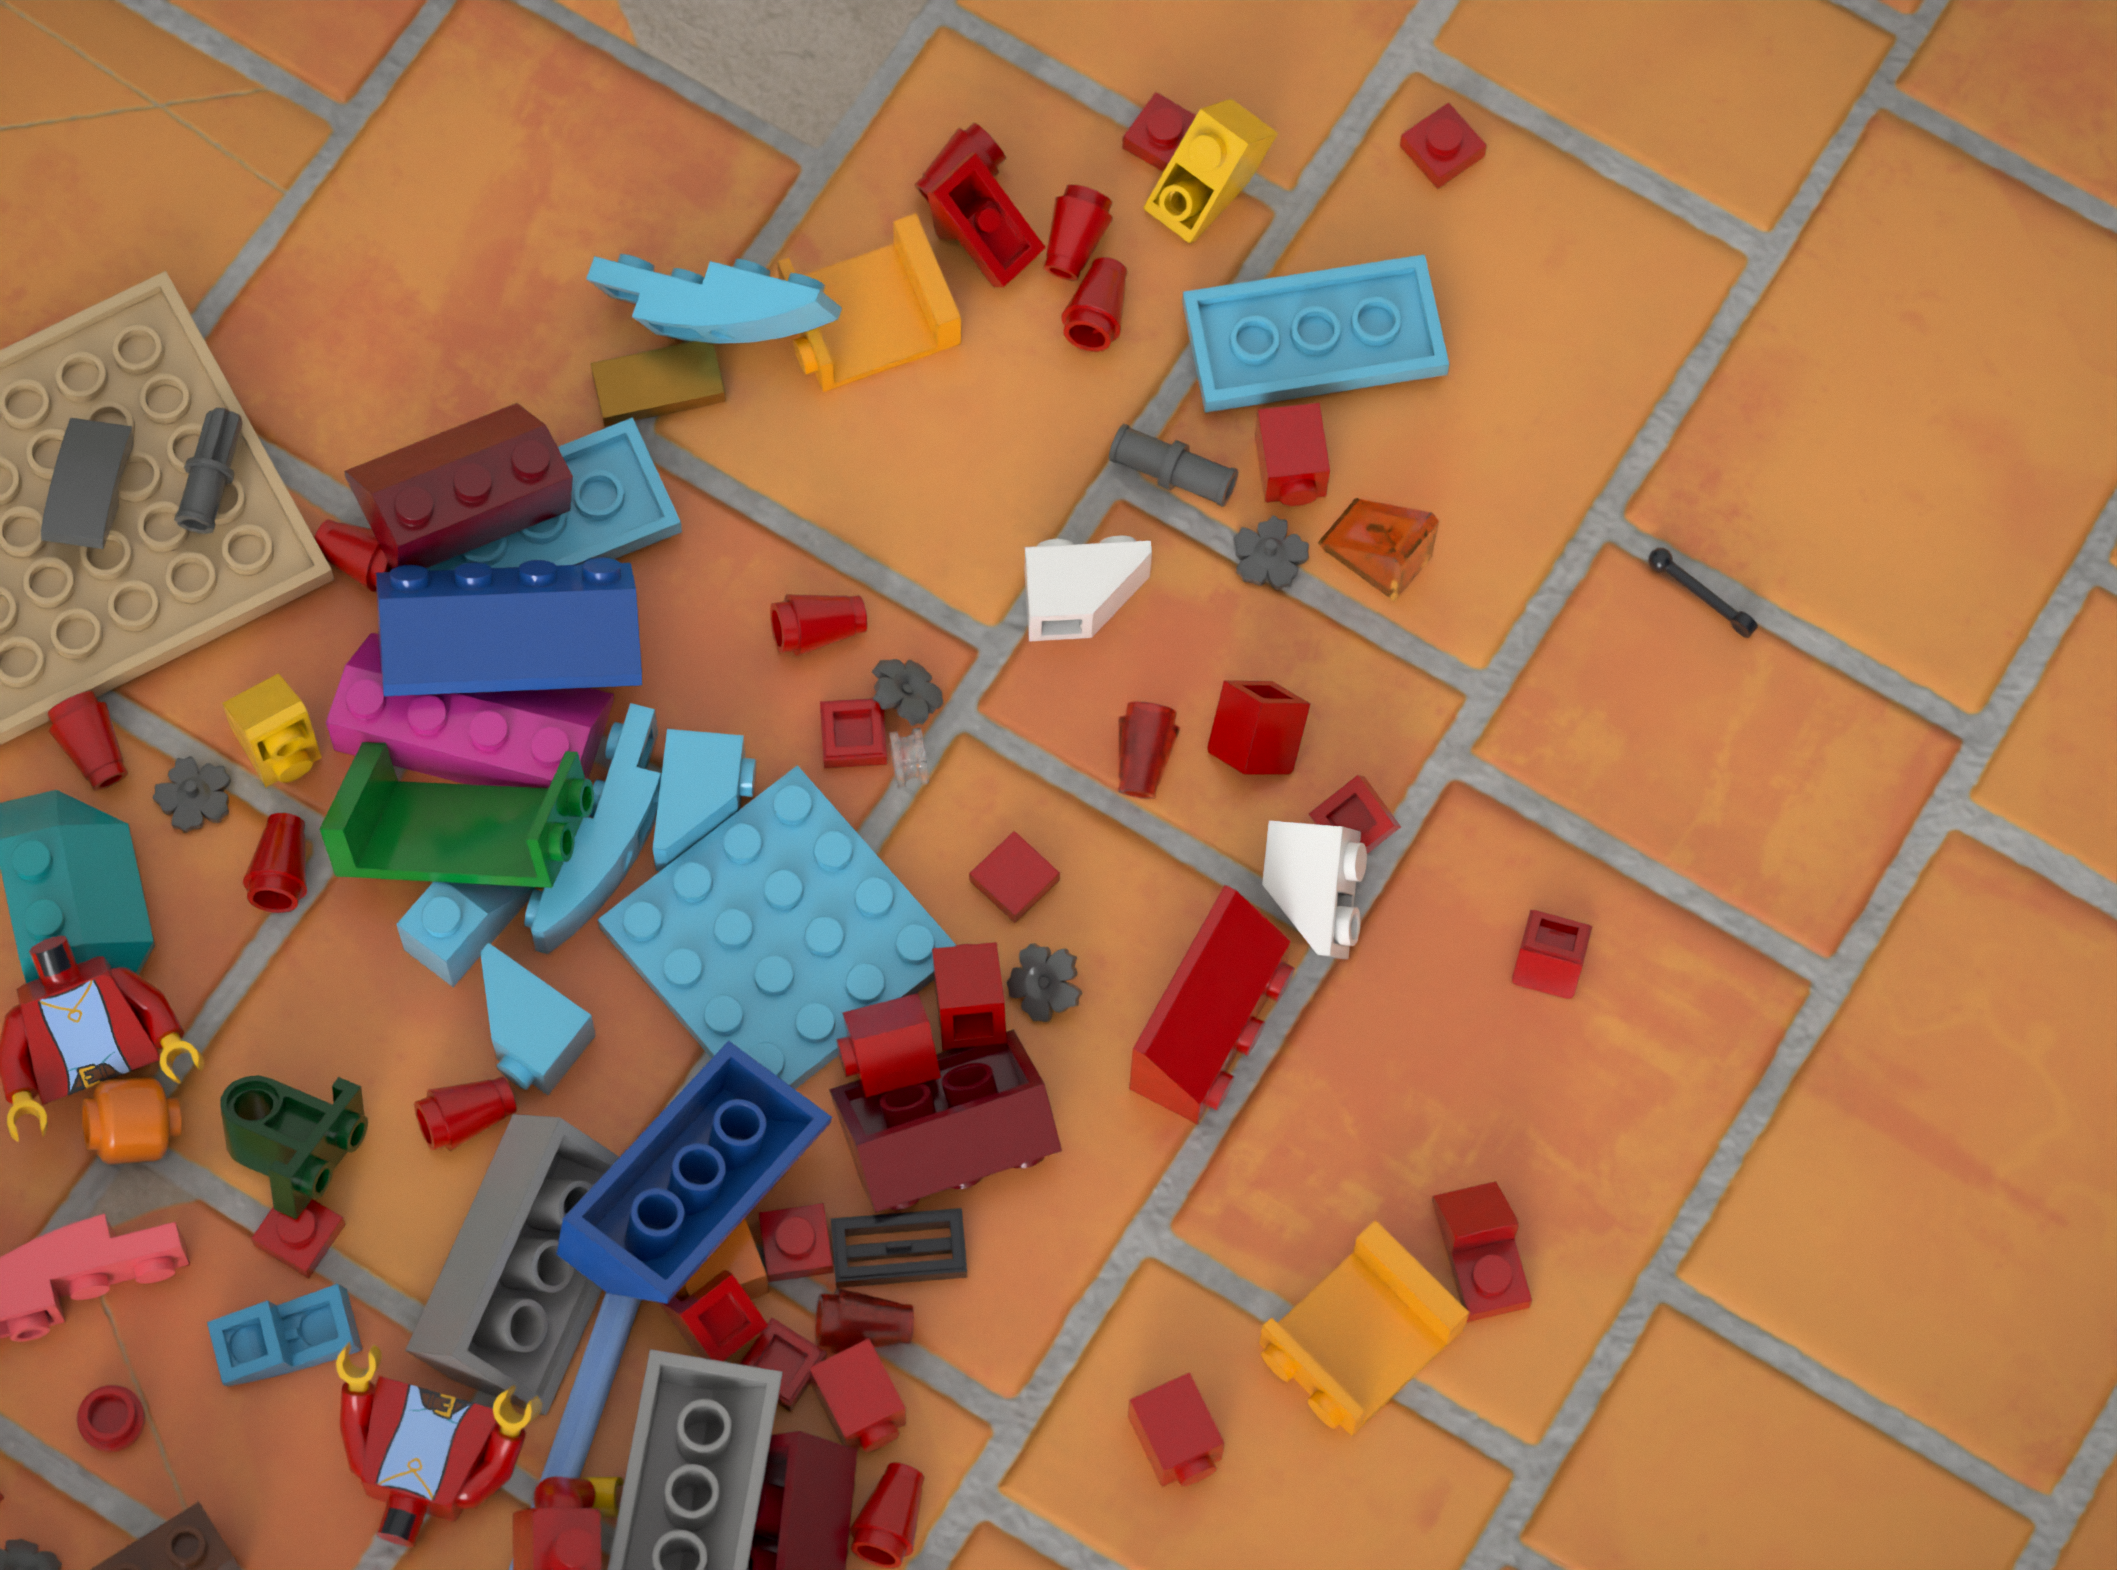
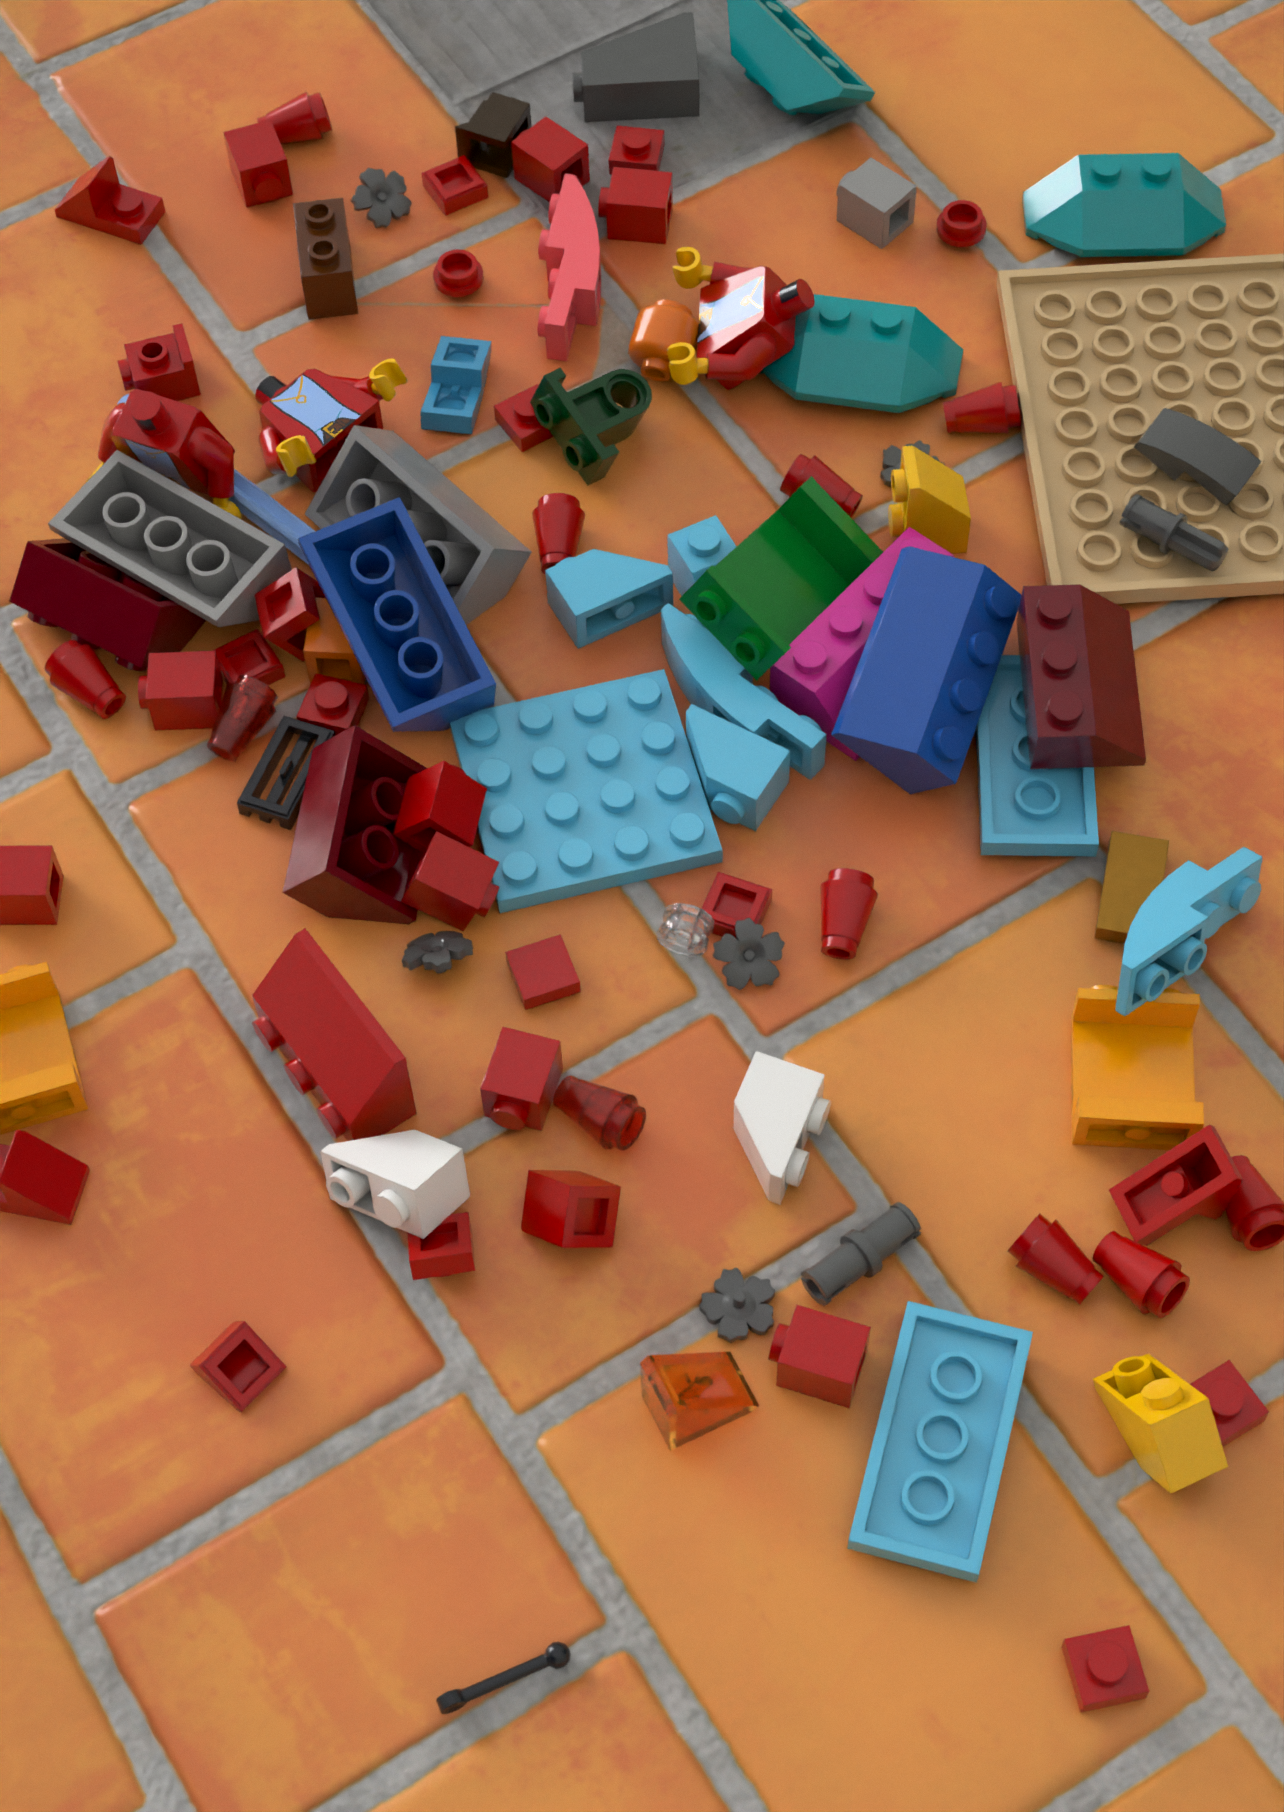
camera: 120 degrees right, 10 degrees down
(1151, 829) = (521, 1079): none -> red brick

